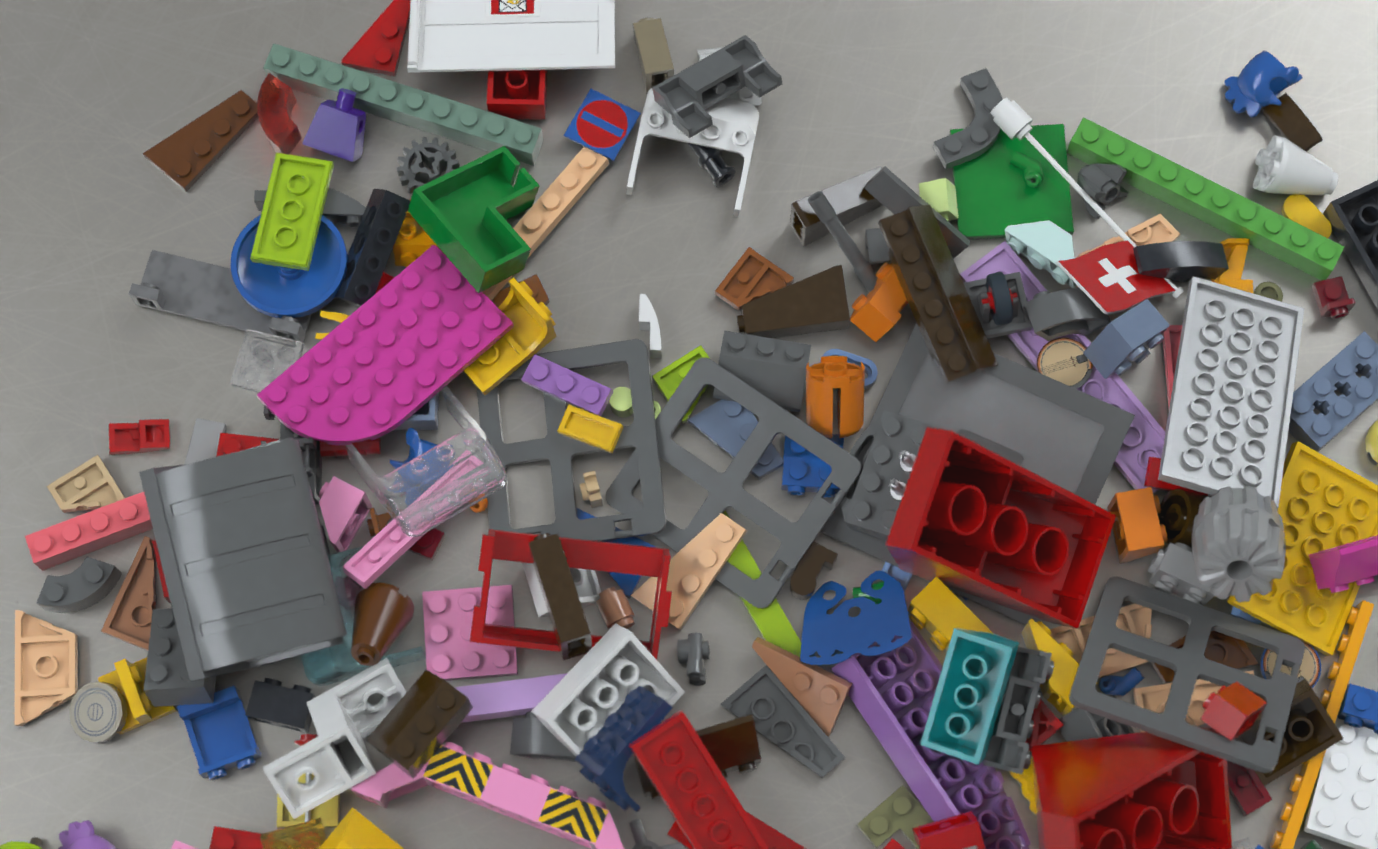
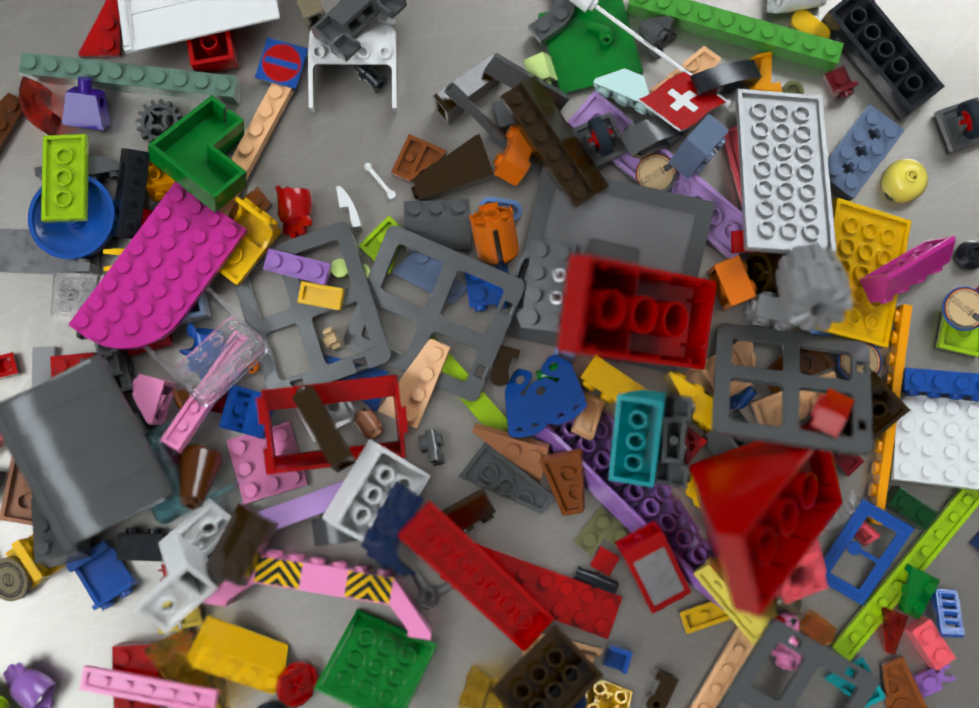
camera: 10 degrees left, 10 degrees up
(455, 560) = (241, 412): none -> blue bracket
(578, 313) = (294, 210): none -> red piece
(708, 320) = (390, 193): none -> white hinge
(864, 735) = (566, 479): none -> dark orange wing
(910, 659) = (587, 421): none -> light nougat tile

